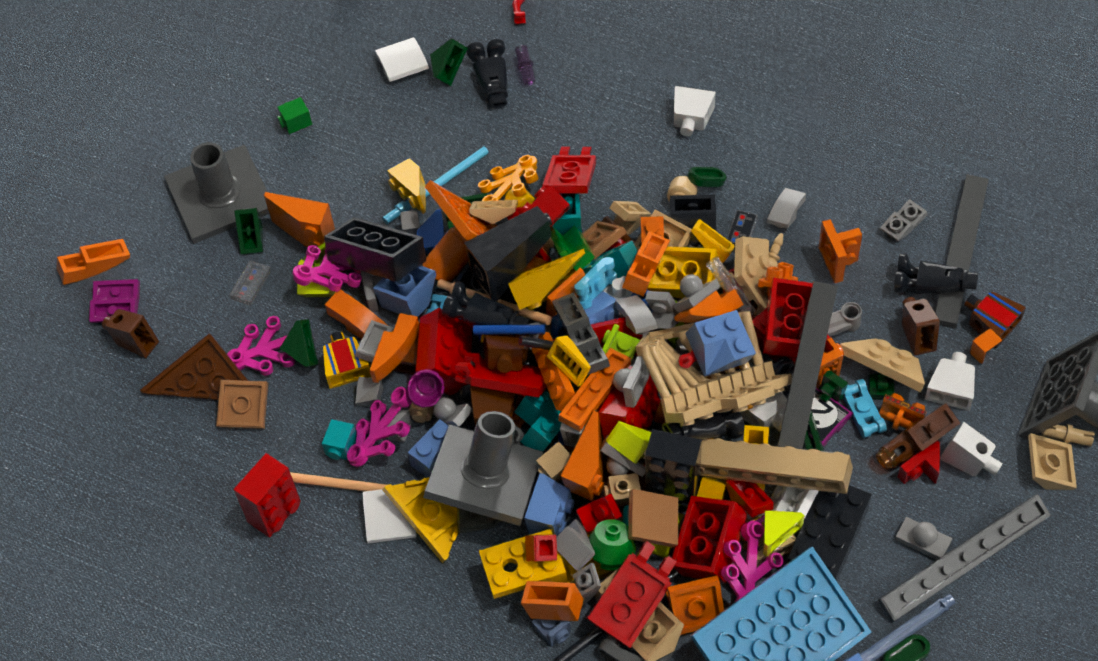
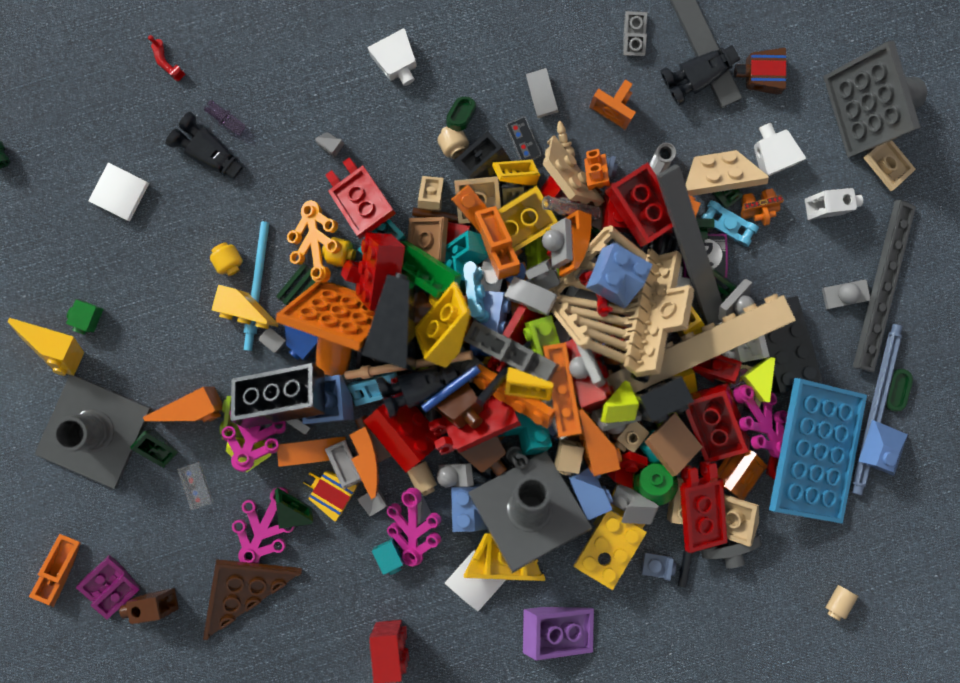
camera: 50 degrees left, 30 degrees up
(242, 404) = (291, 588): medium nougat tile -> none
(253, 113) = (55, 348): none -> yellow slope
(336, 482) = (372, 615): light nougat bar -> none
(417, 608) = (557, 632): none -> medium lavender slope
(425, 388) = (425, 479): magenta hair -> none
(432, 150) = (226, 259): none -> yellow head
(447, 60) = (161, 168): dark green slope -> none
(493, 210) = (335, 285): tan slope -> none
(541, 547) = (620, 534): red slope -> none
(552, 600) = (655, 560): orange brick -> none
(586, 132) = (330, 143): none -> light grey slope
(587, 582) = (661, 528): light grey slope -> none
(917, 437) = (791, 221): reddish brown plate -> none
(918, 316) = (719, 121): reddish brown torso -> none
(924, 461) = (806, 230): red slope -> none
(983, 344) = (777, 102): orange slope -> none

